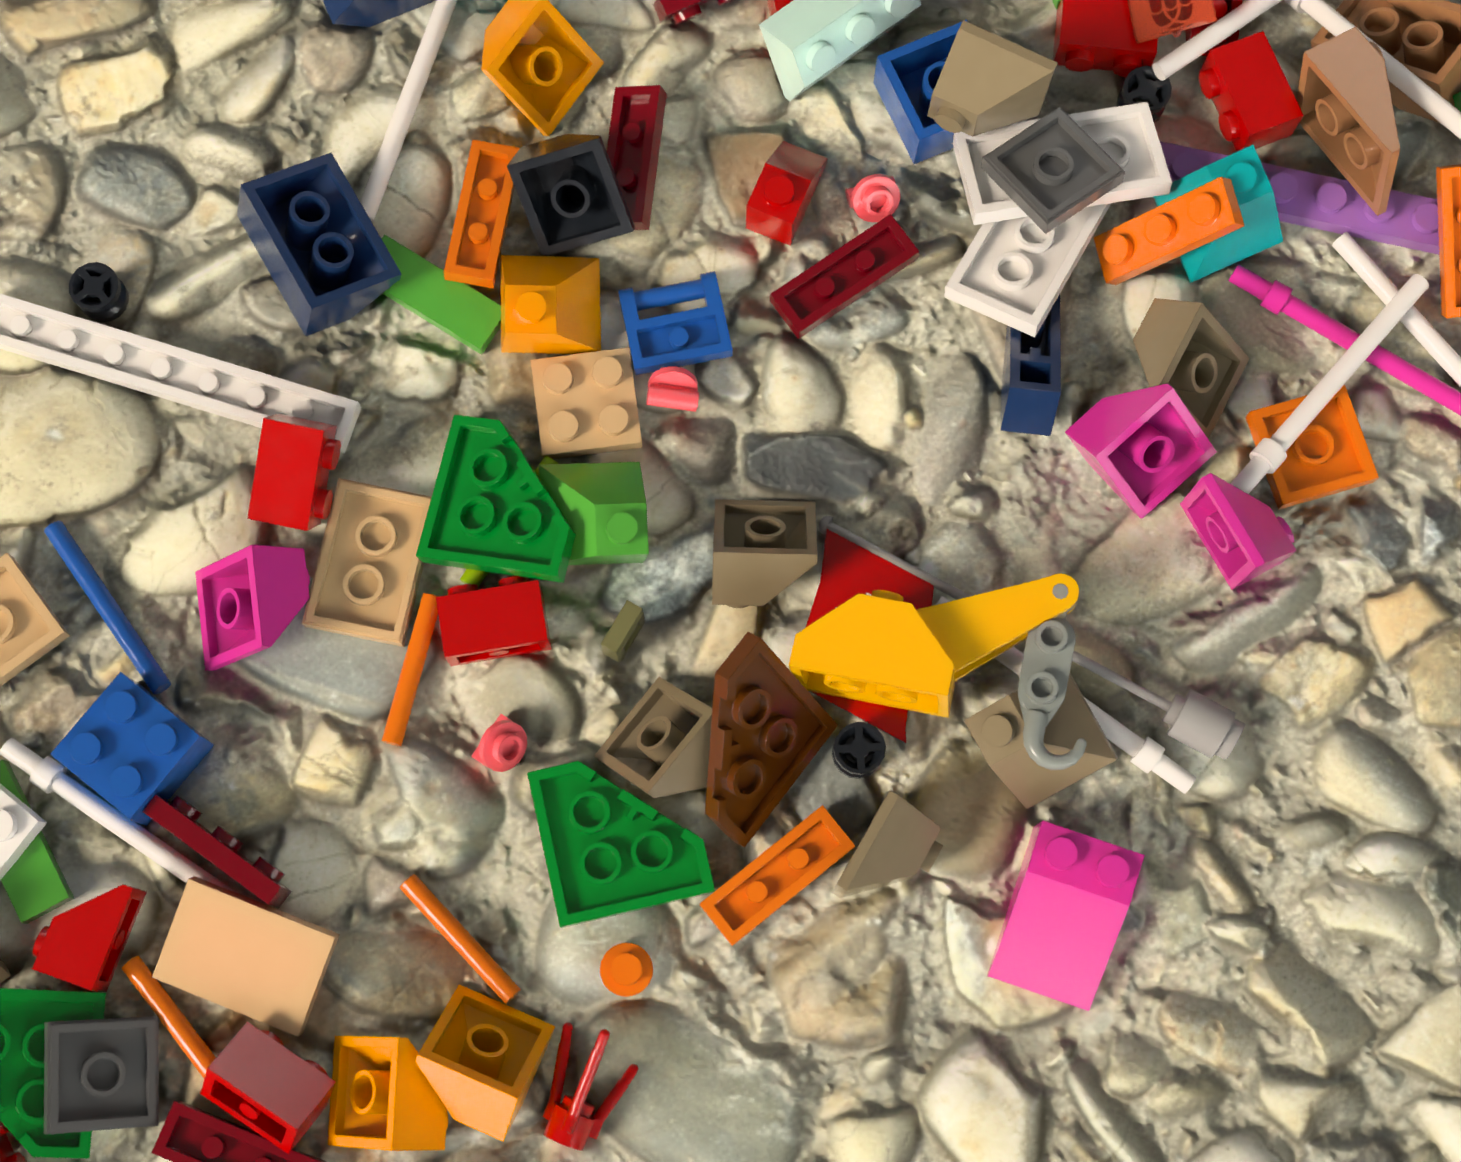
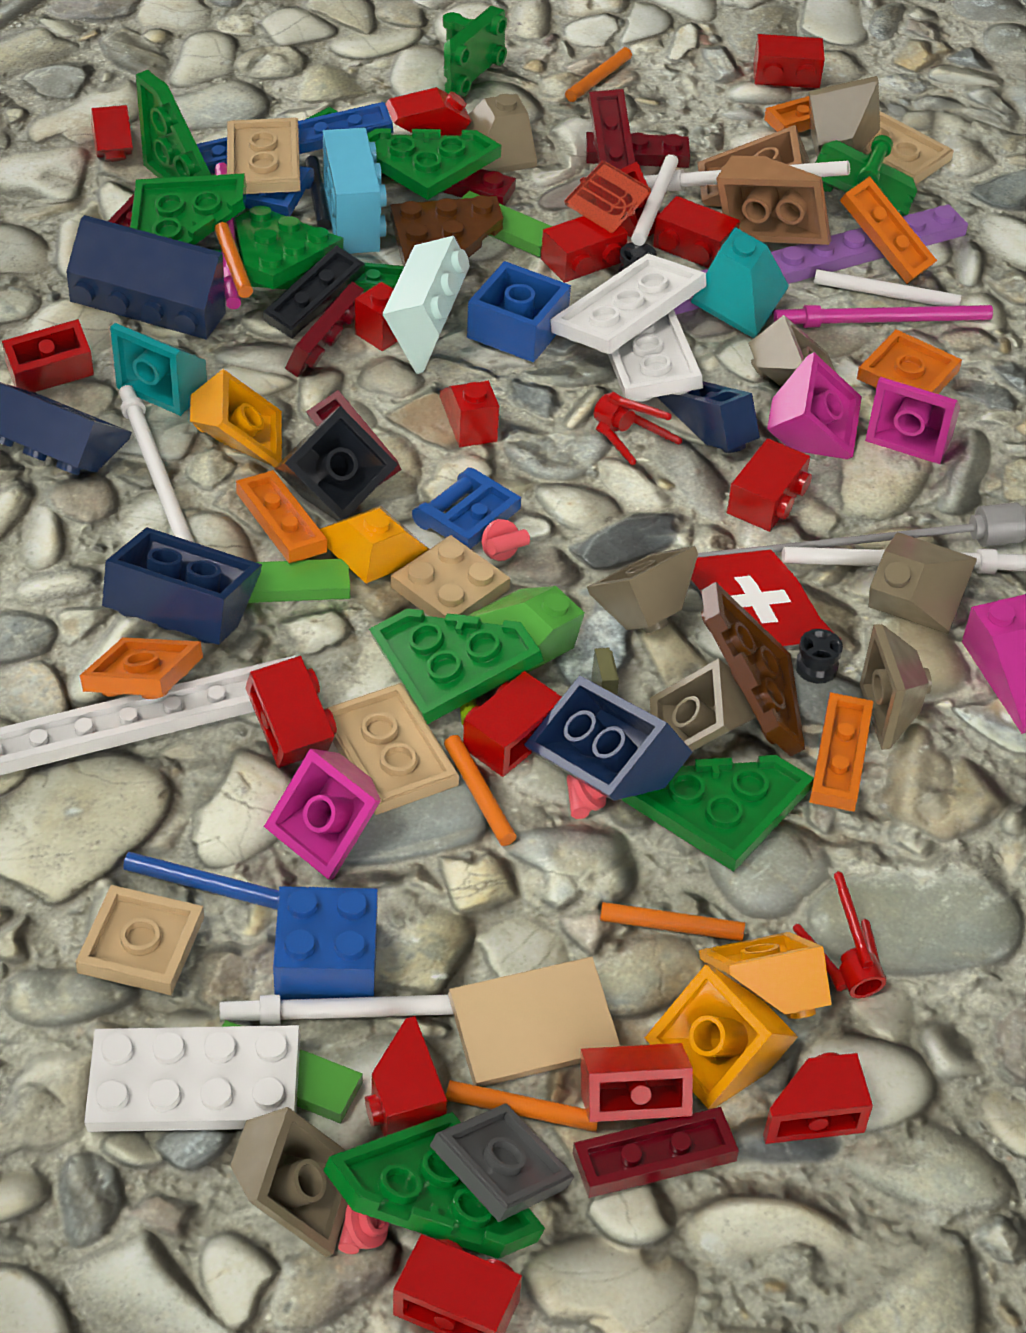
camera: 40 degrees left, 30 degrees down
(91, 282) = (35, 697): black wheel -> none
(206, 323) = (141, 667): none -> orange plate
(219, 848) = (443, 968): dark red plate -> none
(537, 724) = (608, 742): none -> dark blue slope
(626, 969) = (802, 865): orange plate -> none
(844, 276) = (550, 431): dark red plate -> none
(874, 197) = (527, 386): coral plate -> none
(910, 657) = (809, 566): yellow slope -> none
(930, 304) = (617, 414): none -> red plant
(989, 83) = (558, 262): dark tan slope -> none
(1005, 504) = (769, 485): none -> red brick
(1052, 170) = (631, 299): dark grey tile -> none
(1169, 231) = (725, 301): orange plate -> none
(1272, 452) = (893, 367): white bar -> none

